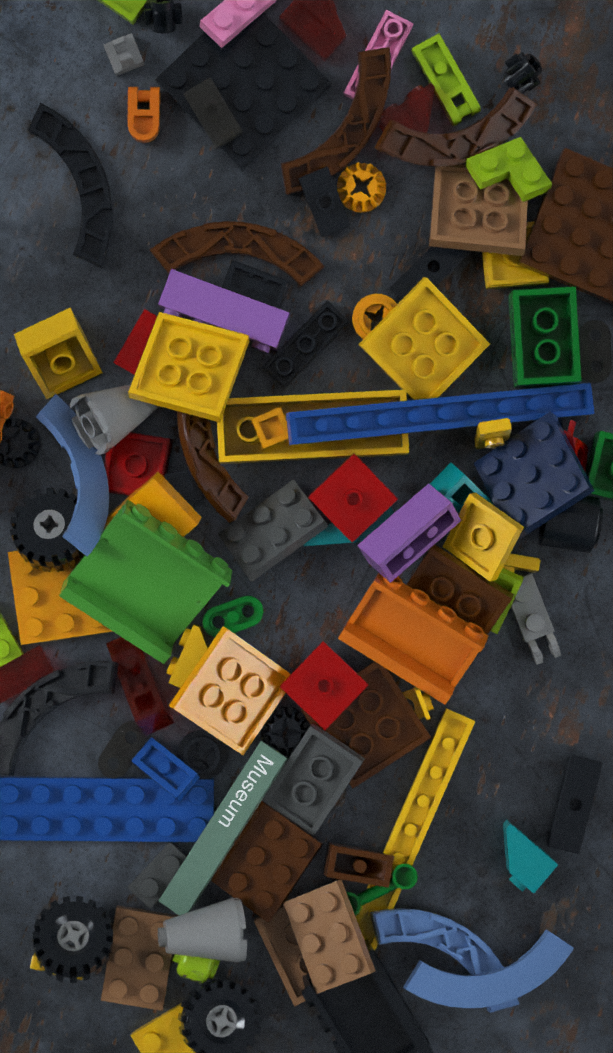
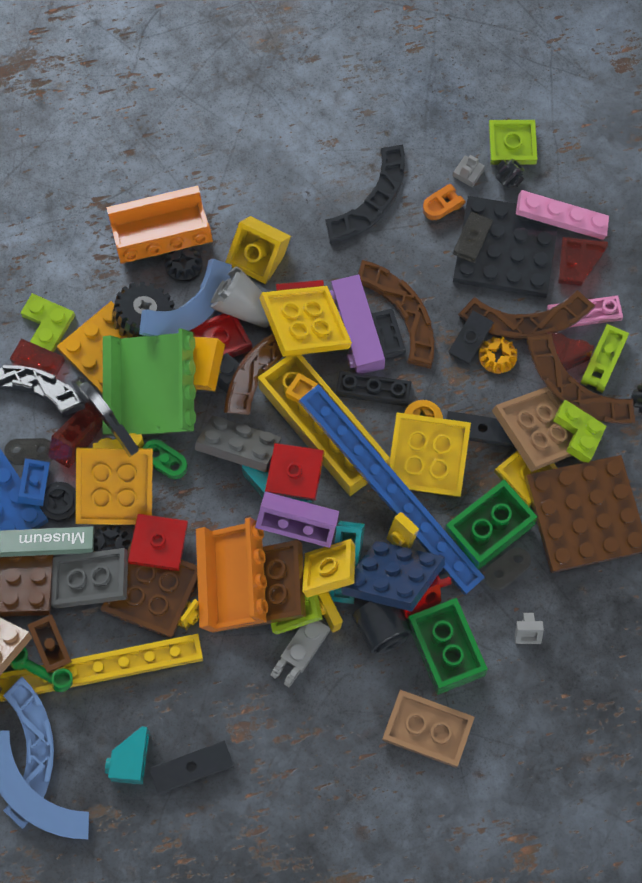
camera: 55 degrees right, 20 degrees down
(151, 653) = (91, 396): none -> black tile

